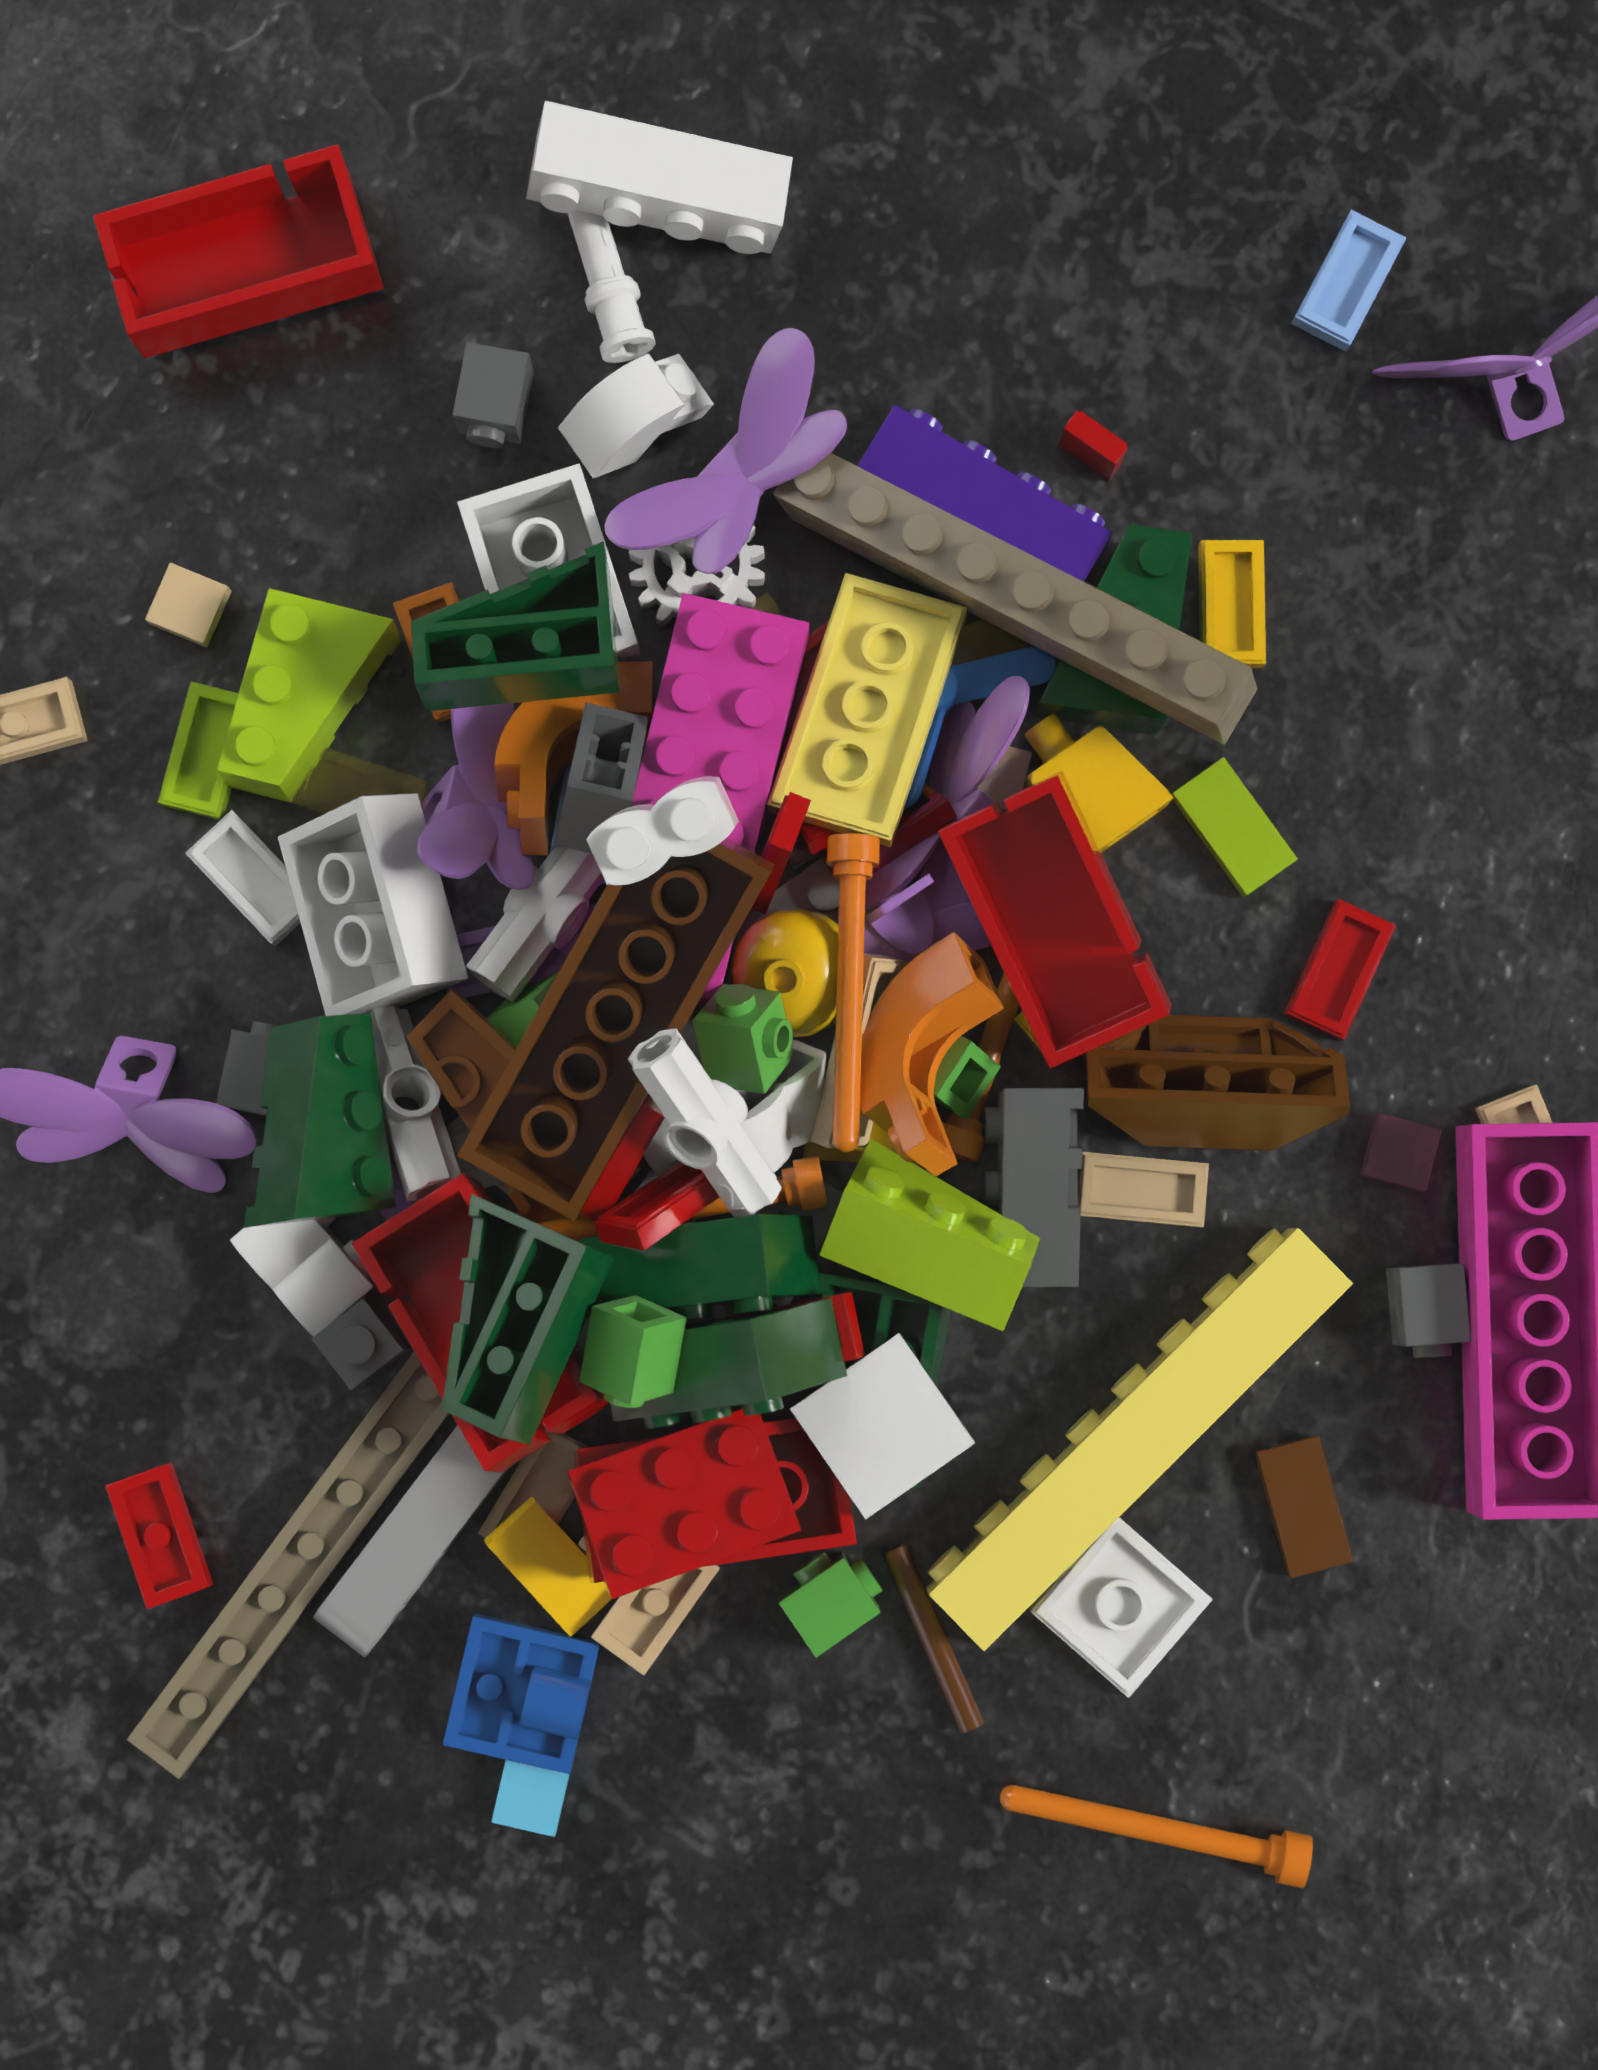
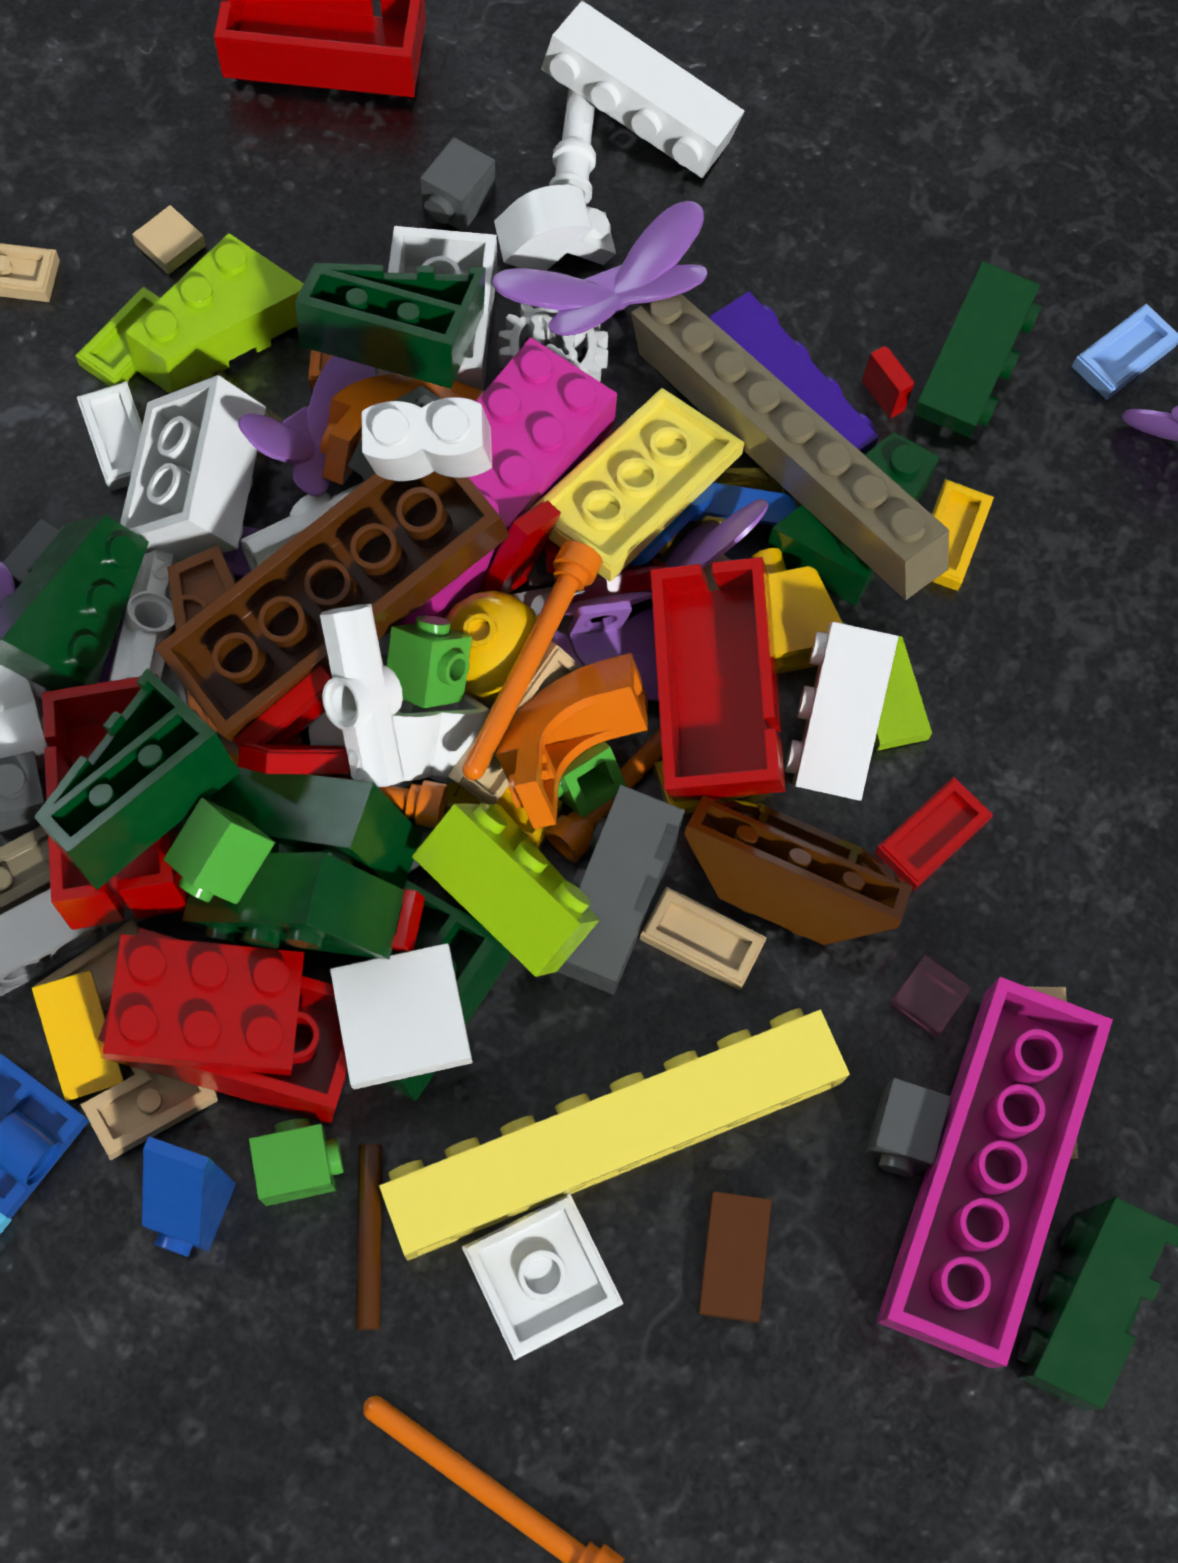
camera: 20 degrees right, 15 degrees down
(743, 1688) = (182, 1197): none -> blue slope
(1185, 370) = (979, 350): none -> dark green wedge
(1196, 885) = (842, 710): none -> white brick

